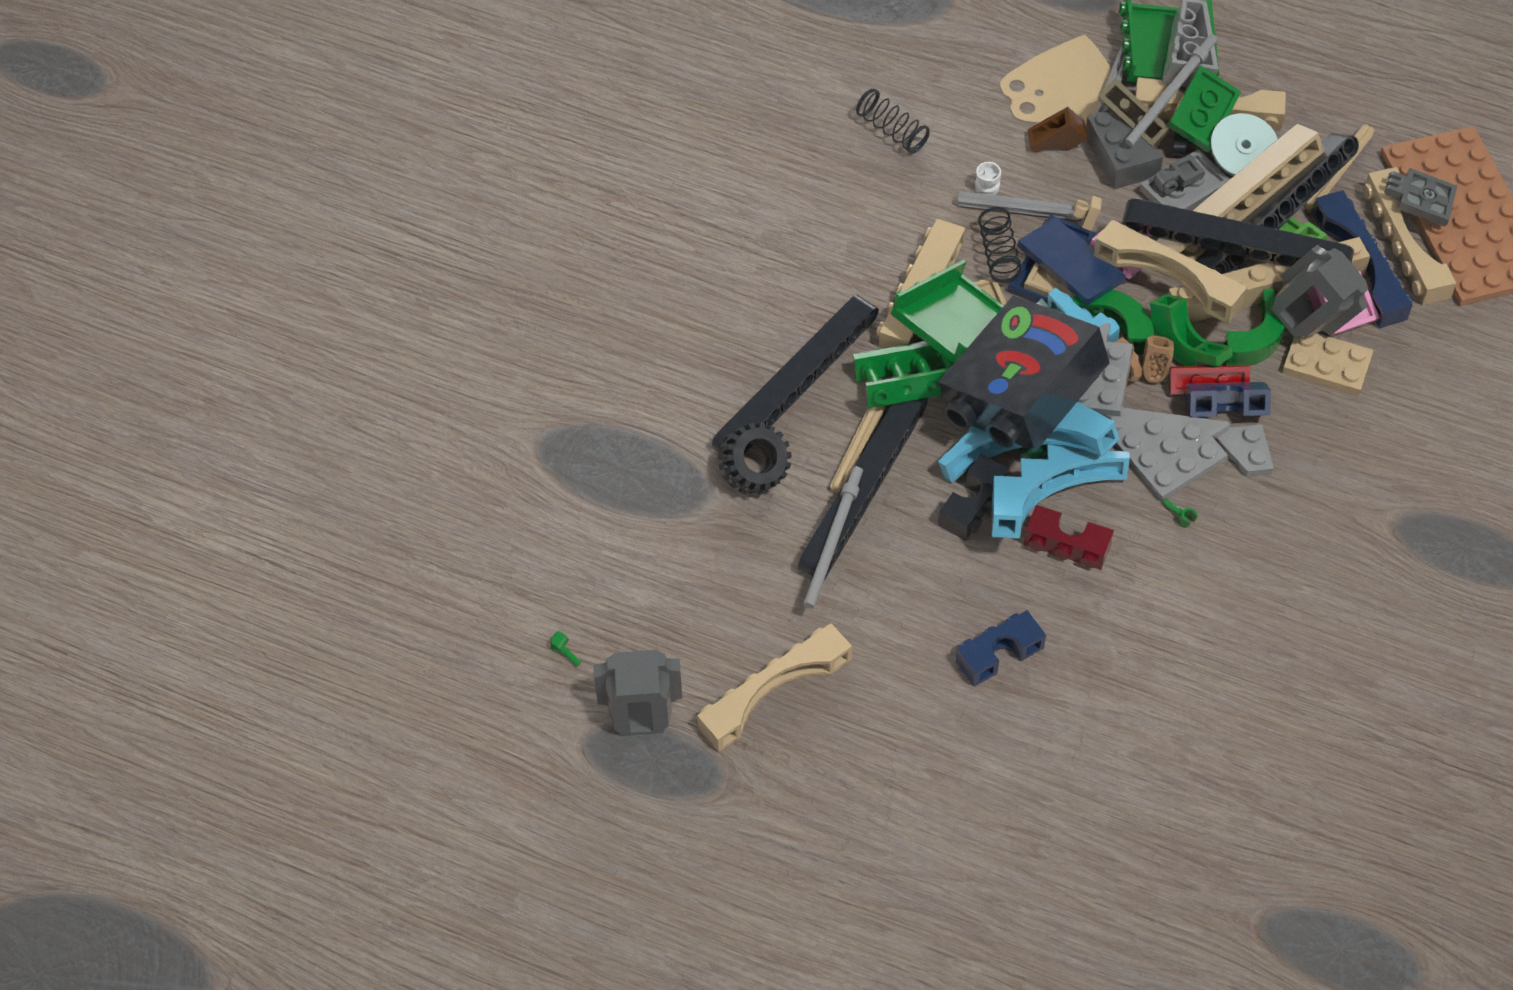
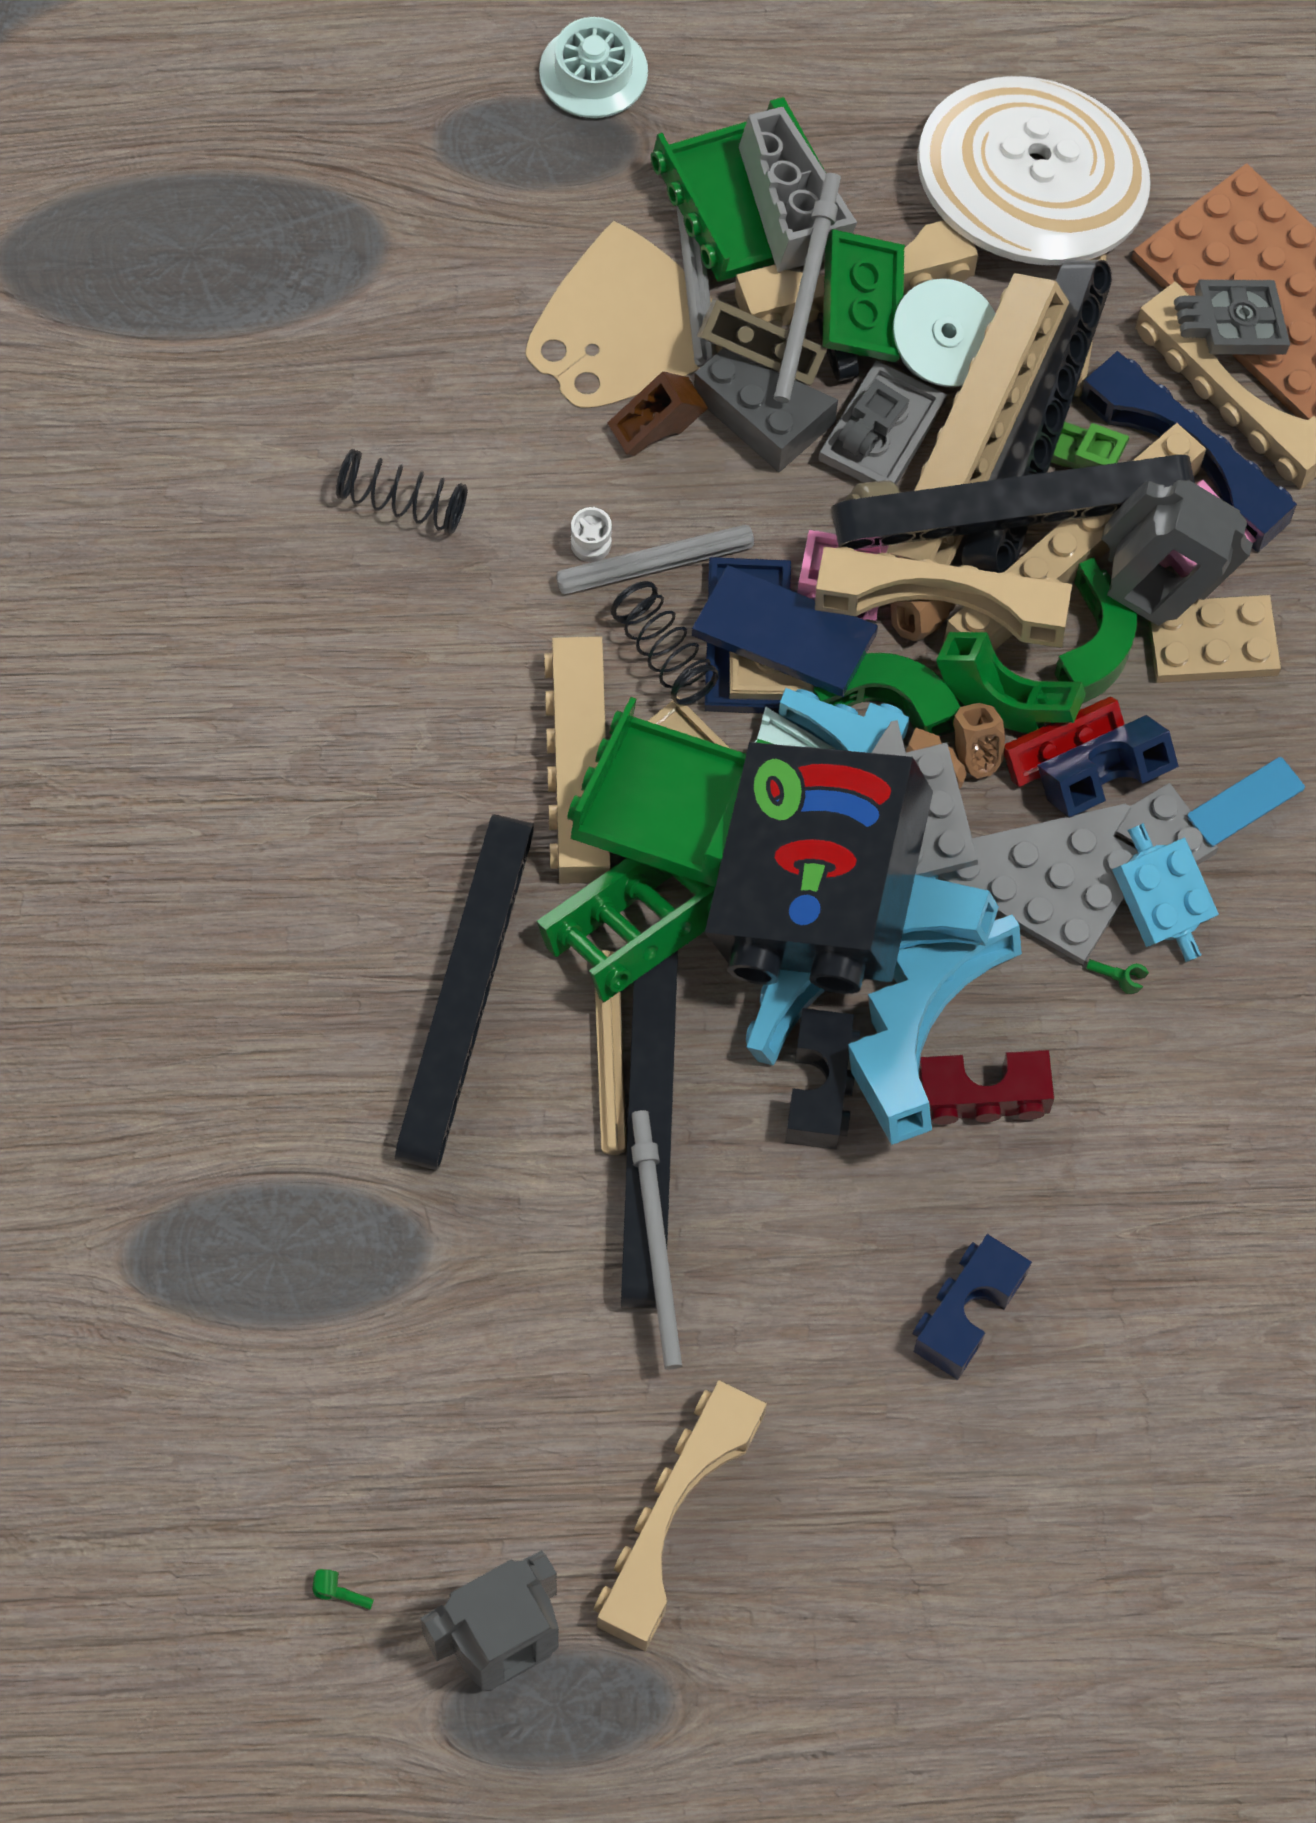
camera: 30 degrees left, 10 degrees up
(773, 449) = (508, 1152): black tyre -> none
(1088, 212) = (767, 533): tan tile -> none
(1156, 284) = (919, 617): none -> medium nougat rock
(1228, 476) = (1165, 892): none -> medium azure plate
(1303, 451) = (1246, 801): none -> dark azure piece
(1341, 85) = (1024, 208): none -> white dish

